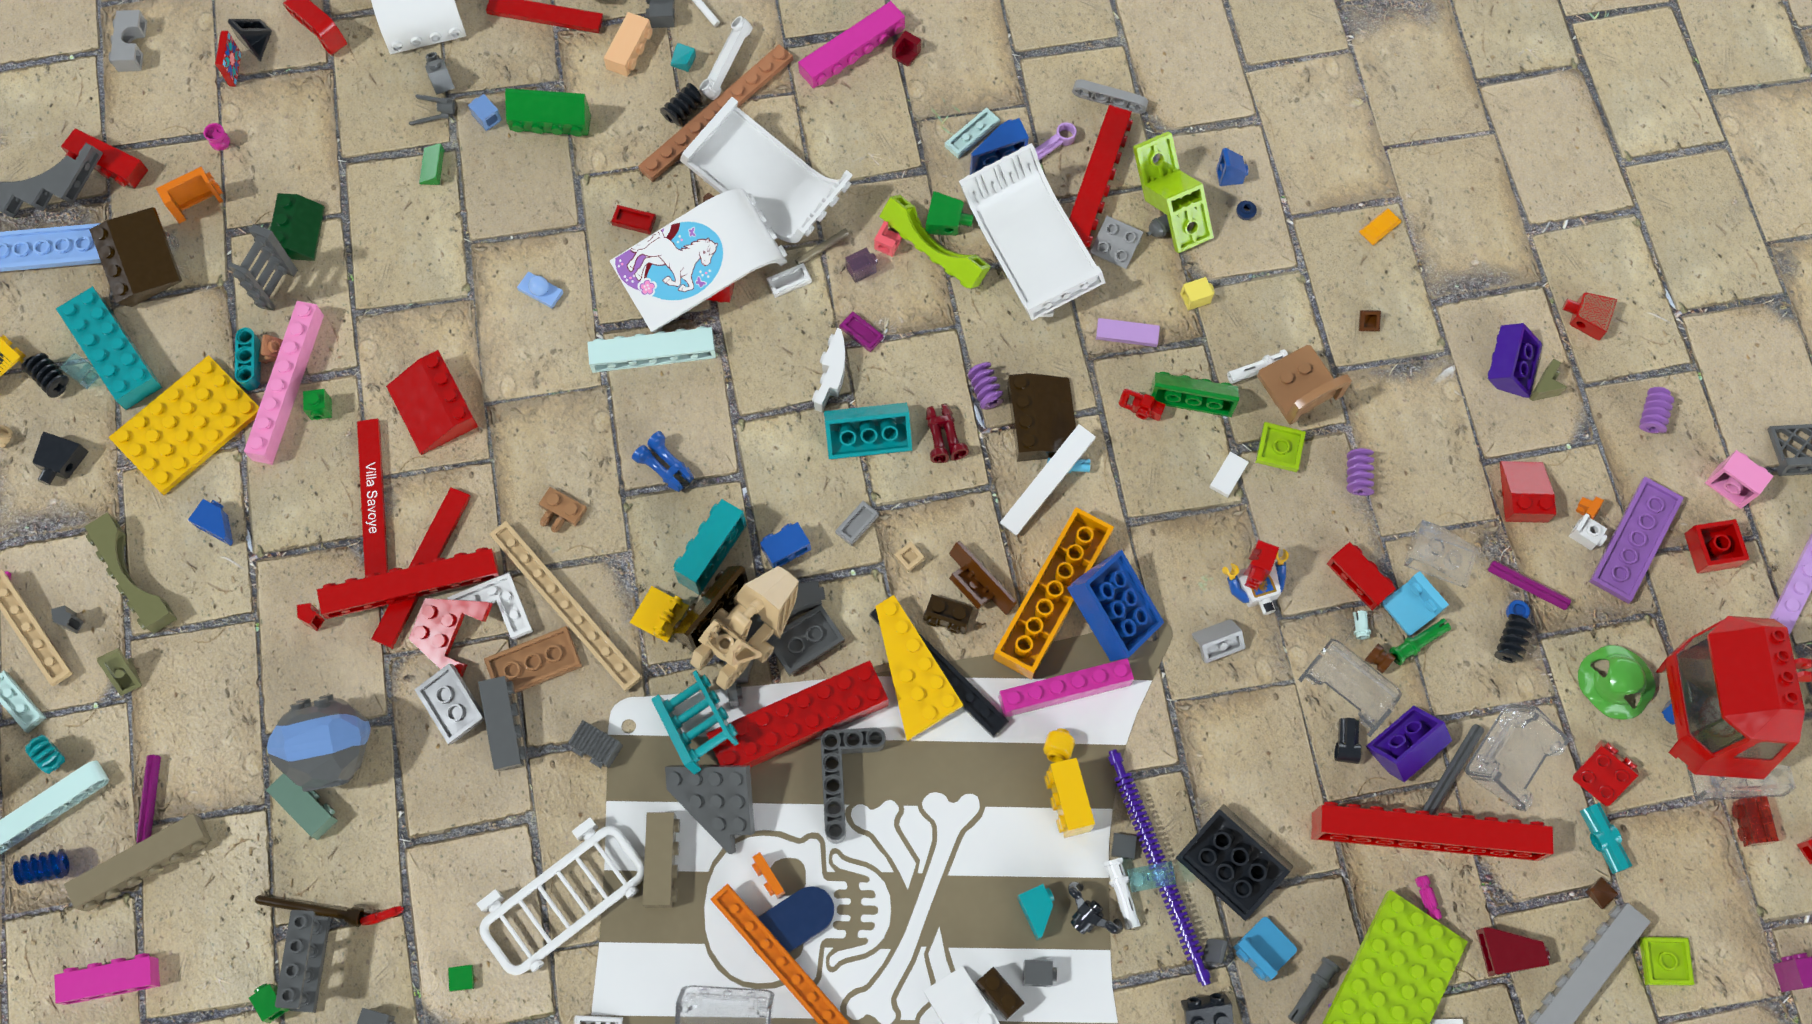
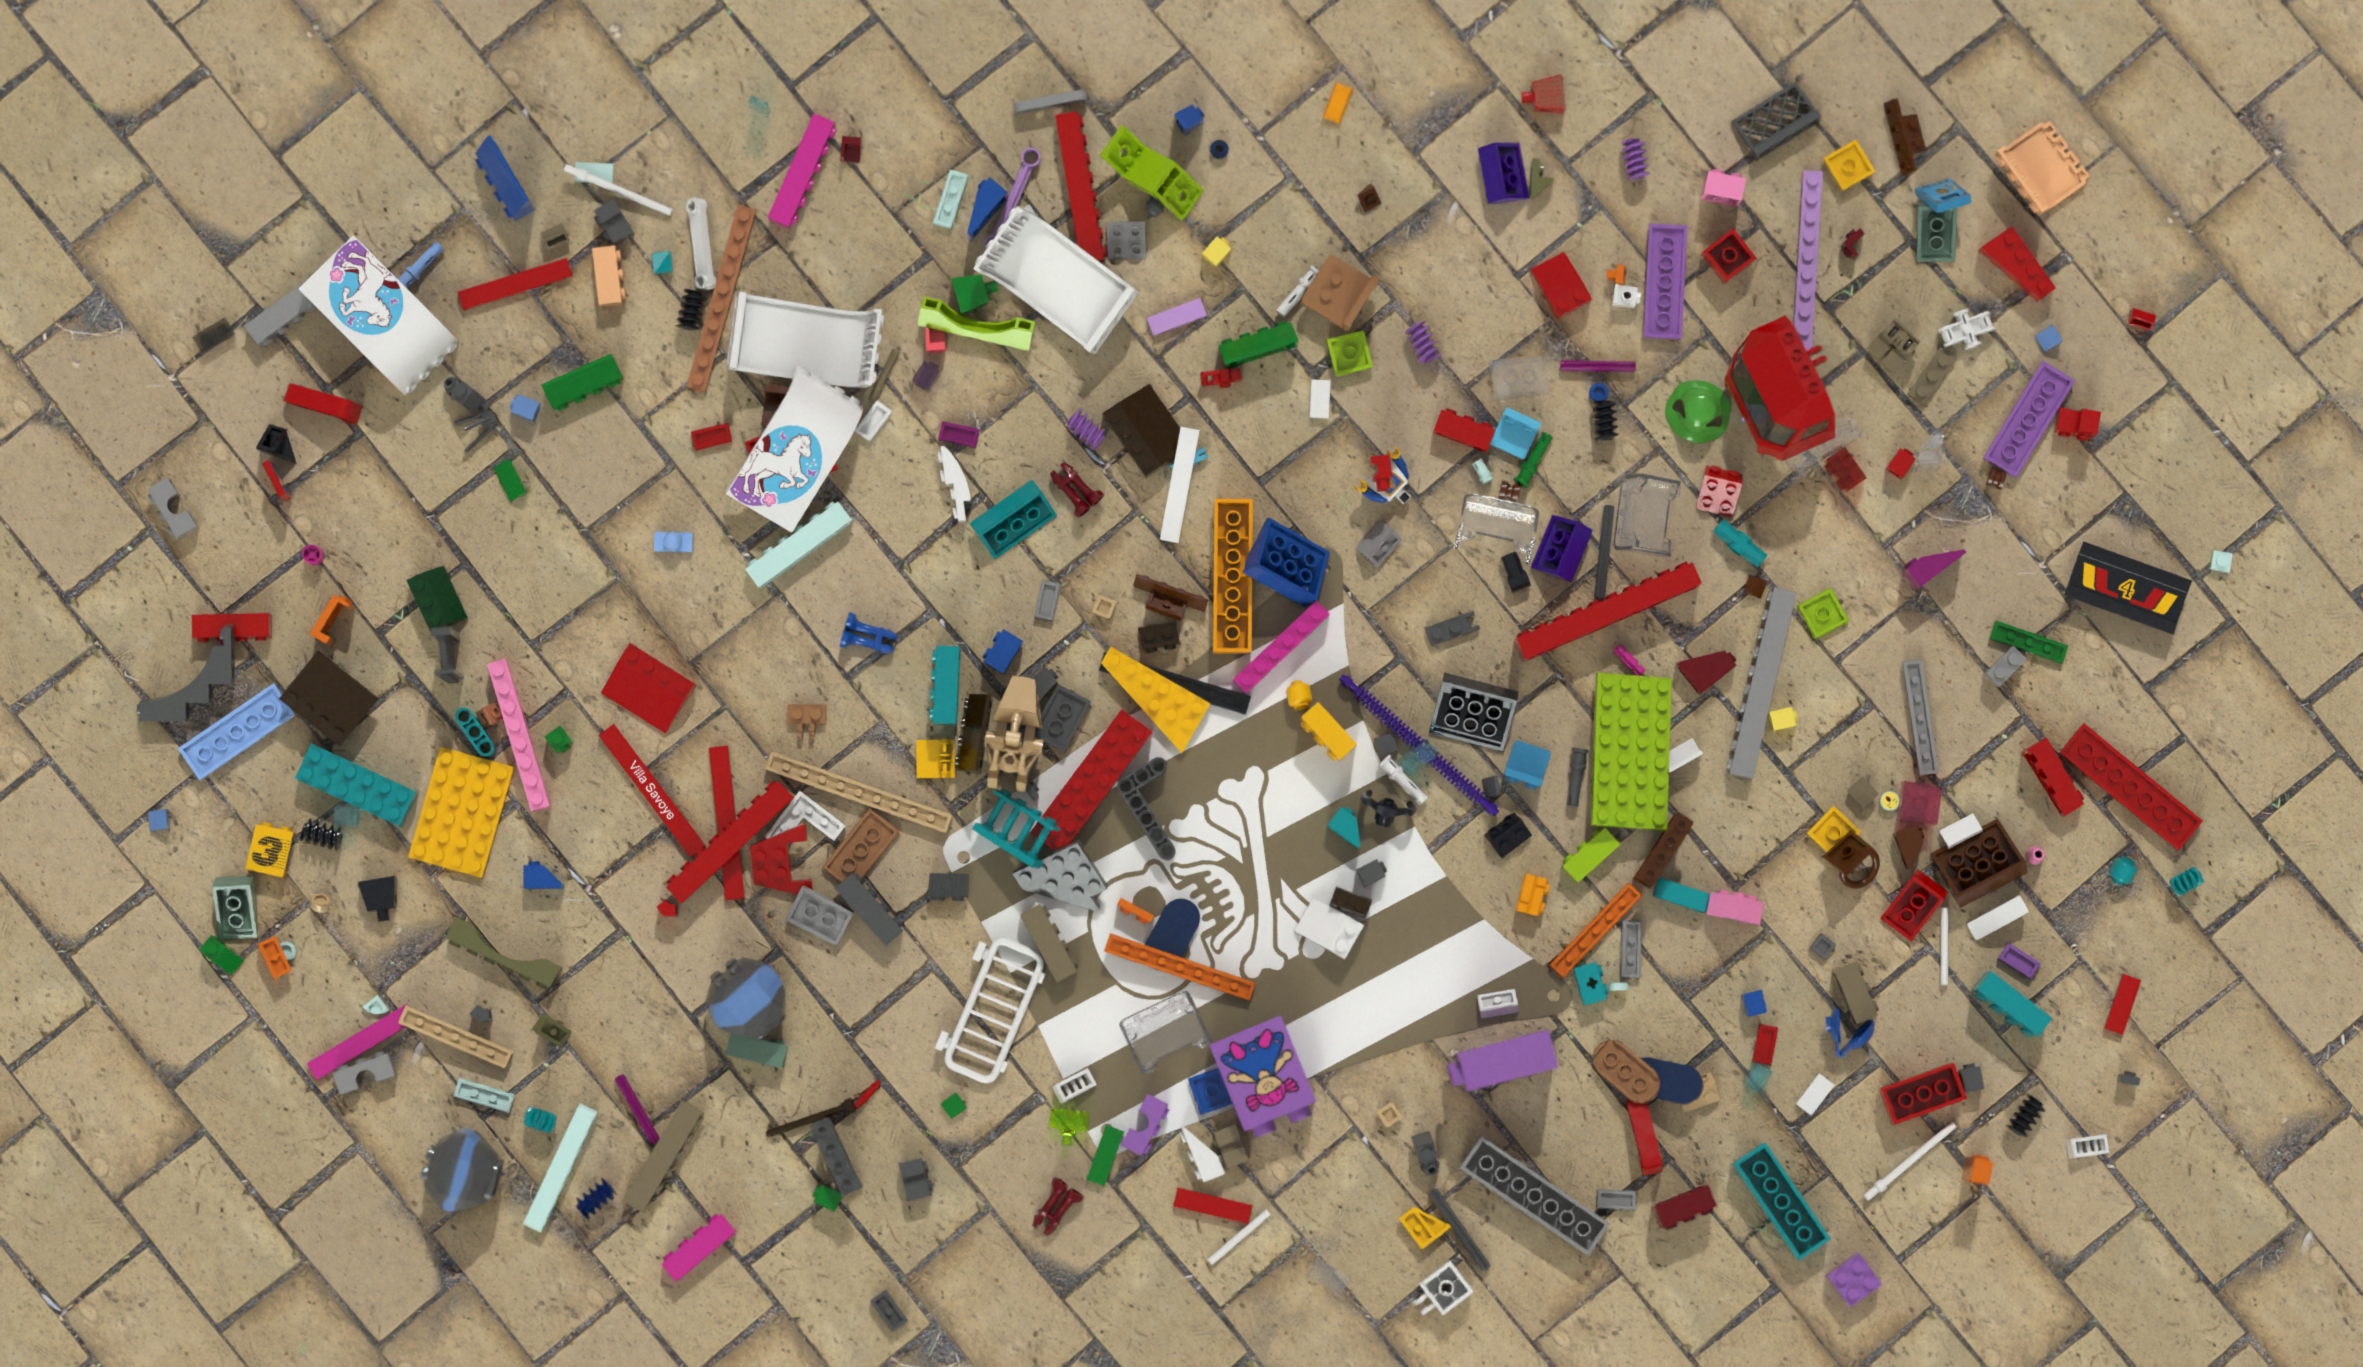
camera: 30 degrees left, 15 degrees up
(1251, 764) = (1450, 629): none -> dark grey hinge

